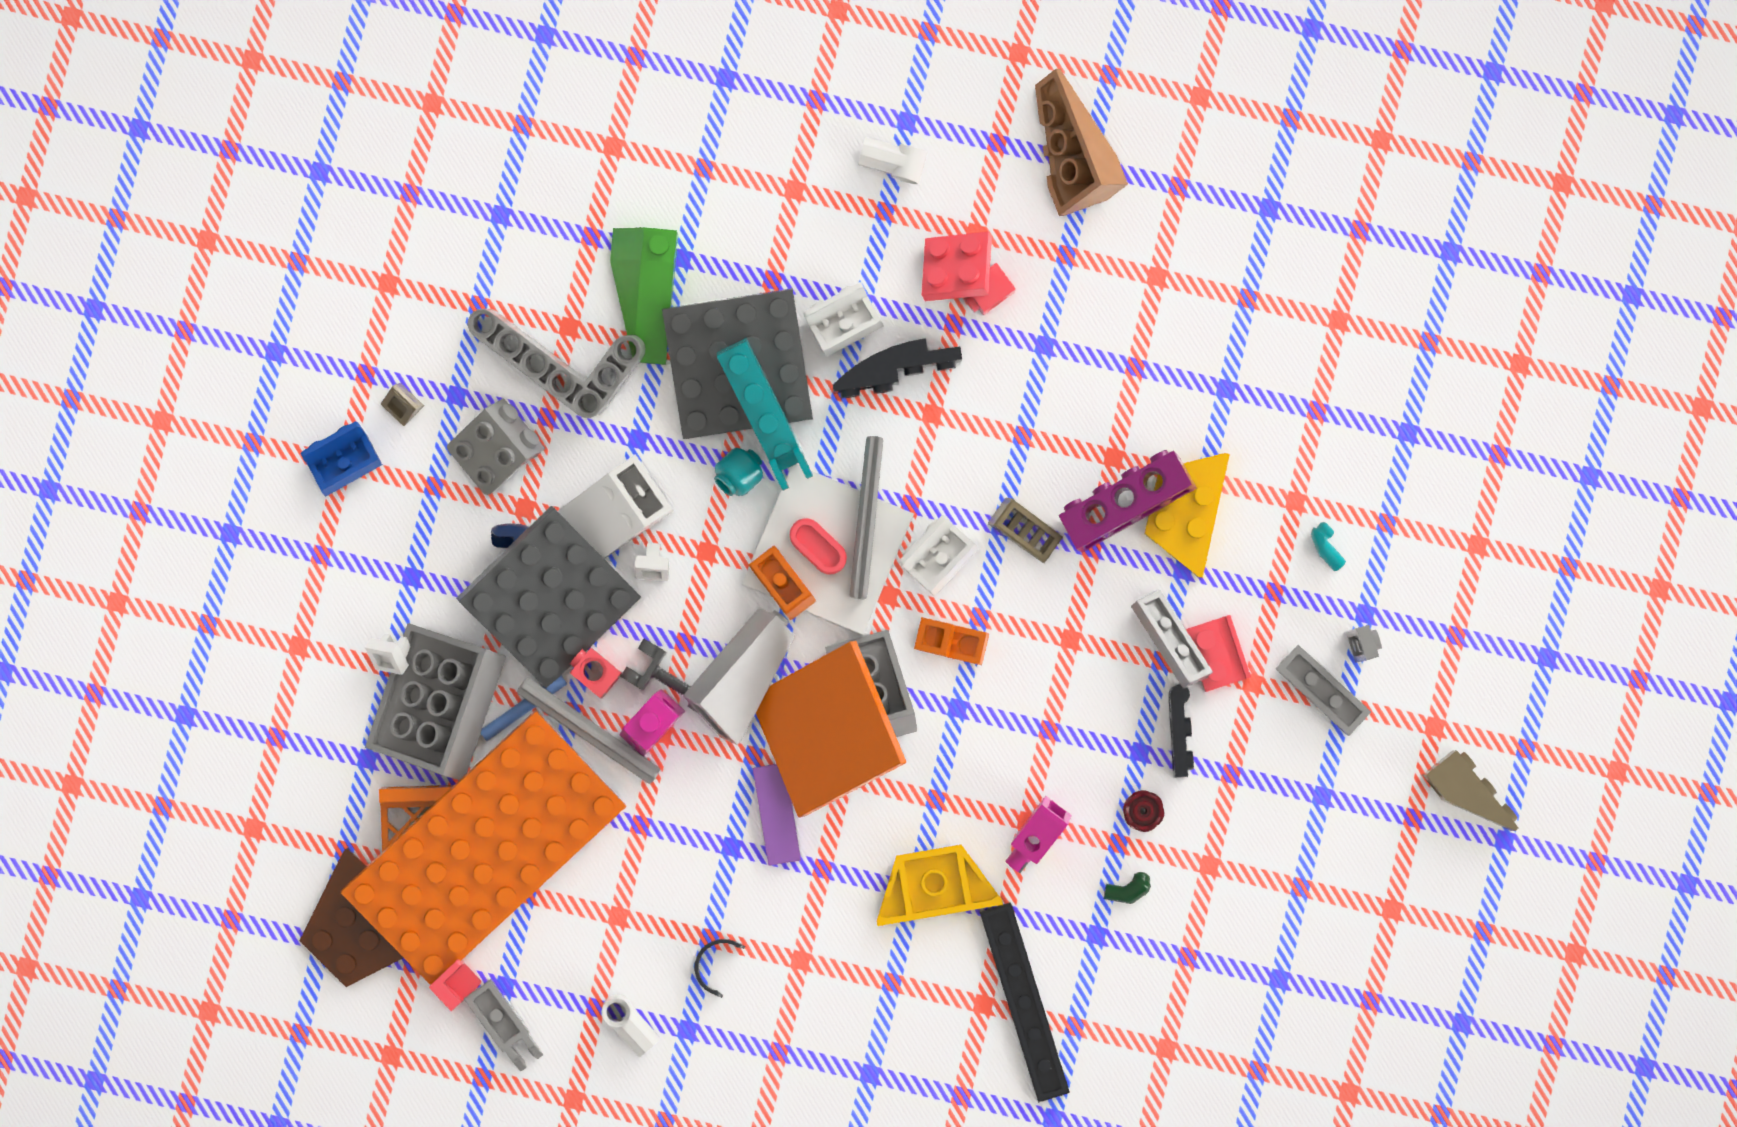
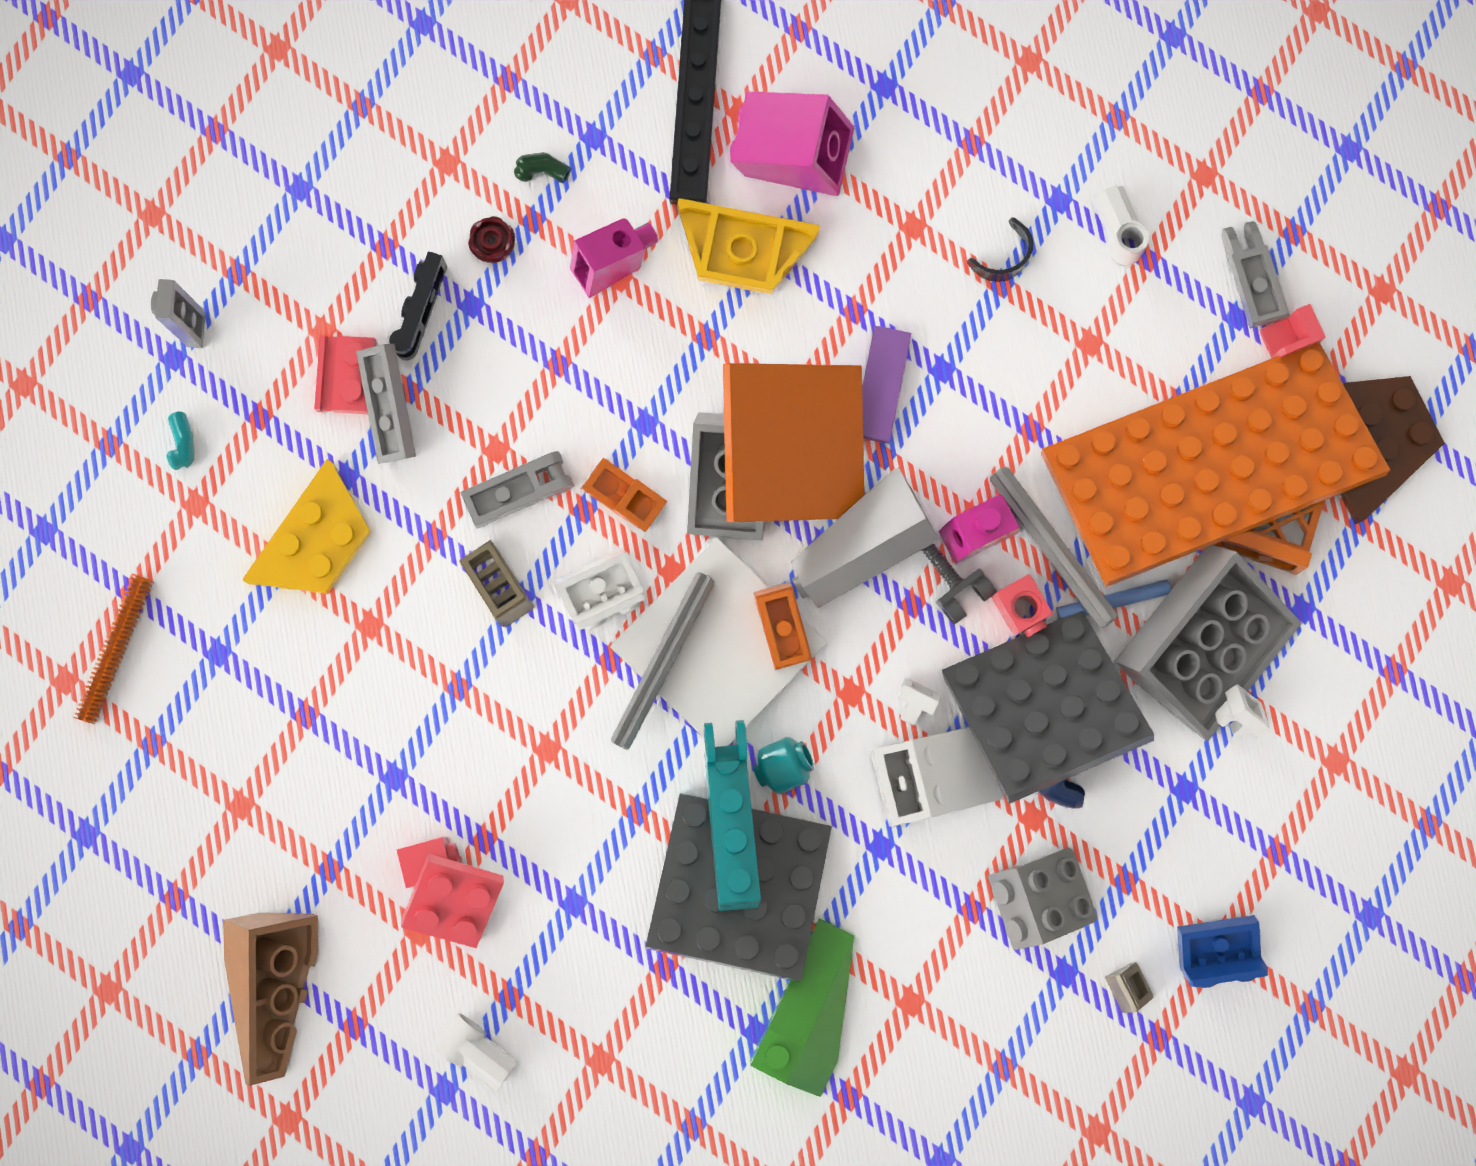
camera: 160 degrees left, 5 degrees down
(554, 366) = (945, 965): light grey beam -> none
(818, 546) = (728, 649): coral tile -> none
(843, 319) = (602, 891): white bracket -> none
(882, 369) = (581, 818): black slope -> none
(927, 989) = (793, 140): none -> dark pink slope
(1040, 610) = (516, 489): none -> light grey plate
(1174, 486) = (308, 566): magenta brick -> none
(1308, 359) = (113, 649): none -> orange axle
(1323, 690) = (249, 292): light grey plate -> none
(1461, 787) = (150, 143): dark tan slope -> none

